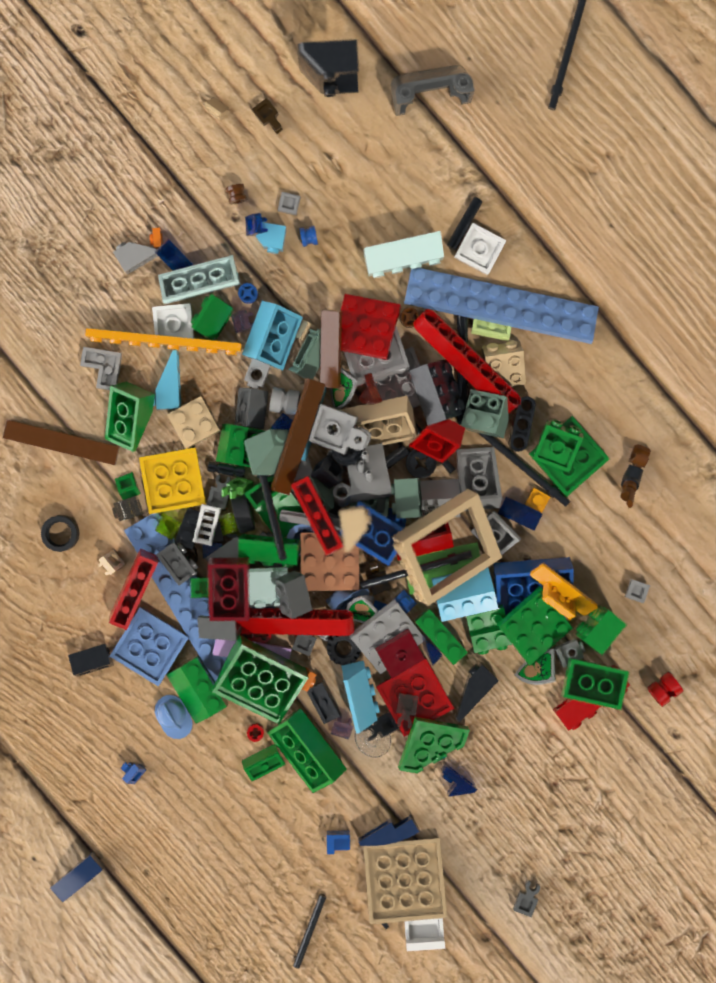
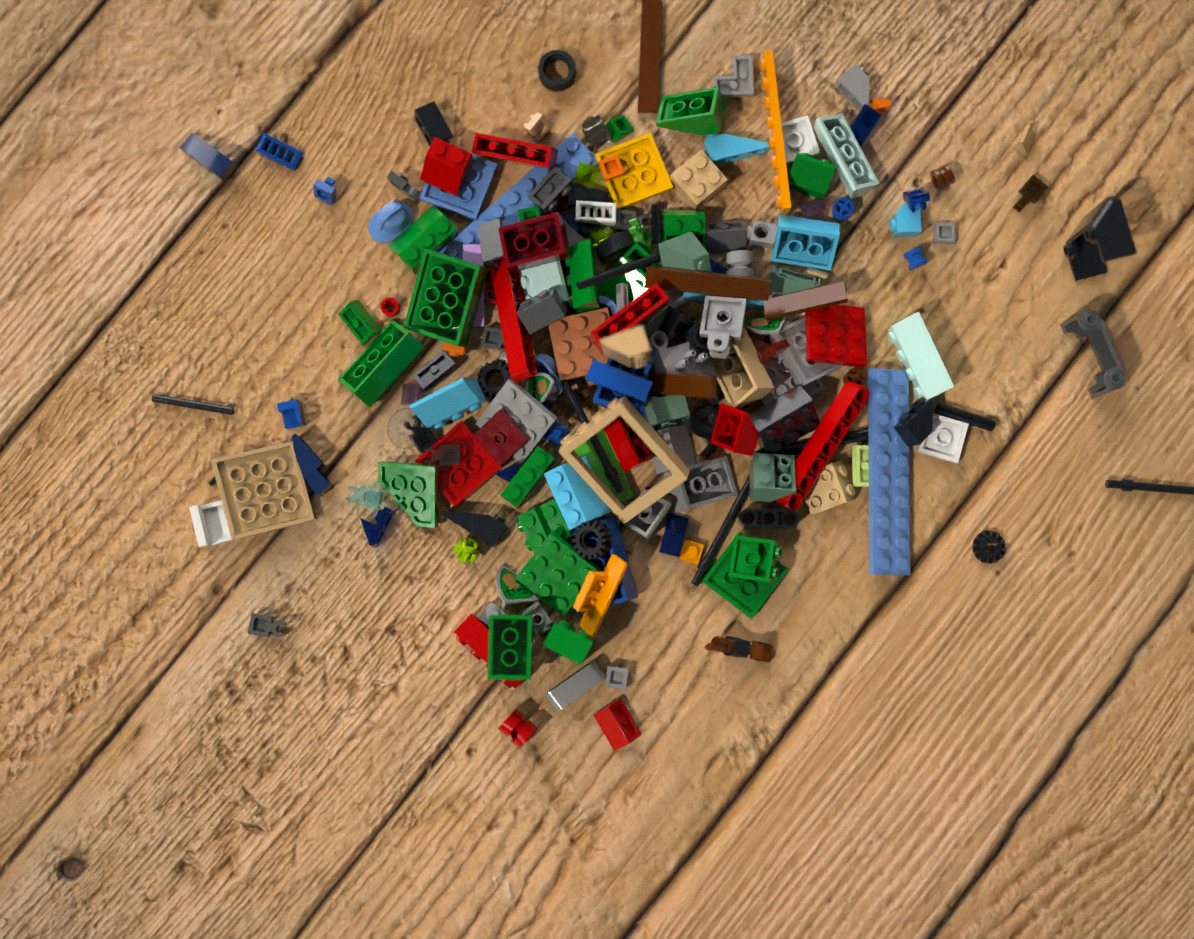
camera: 80 degrees right, 5 degrees down
(77, 823) = (263, 144): none -> blue slope
(135, 656) = (446, 166): none -> red slope
(139, 700) = (400, 182): none -> dark grey plate
(167, 502) = (611, 168): none -> orange plate
(377, 538) = (619, 381): none -> blue tile
(390, 480) = (683, 384): none -> reddish brown tile
(427, 785) = (367, 496): none -> clear light blue plate
(463, 270) = (916, 423): none -> black slope
(496, 704) = (466, 550): none -> lime gear
(512, 580) = (582, 543): none -> black tyre
(555, 691) = (491, 609): none -> light grey plate
(582, 236) = (980, 543): none -> black gear
(637, 630) = (575, 686): none -> light grey beam
(679, 598) = (617, 724): none -> red panel

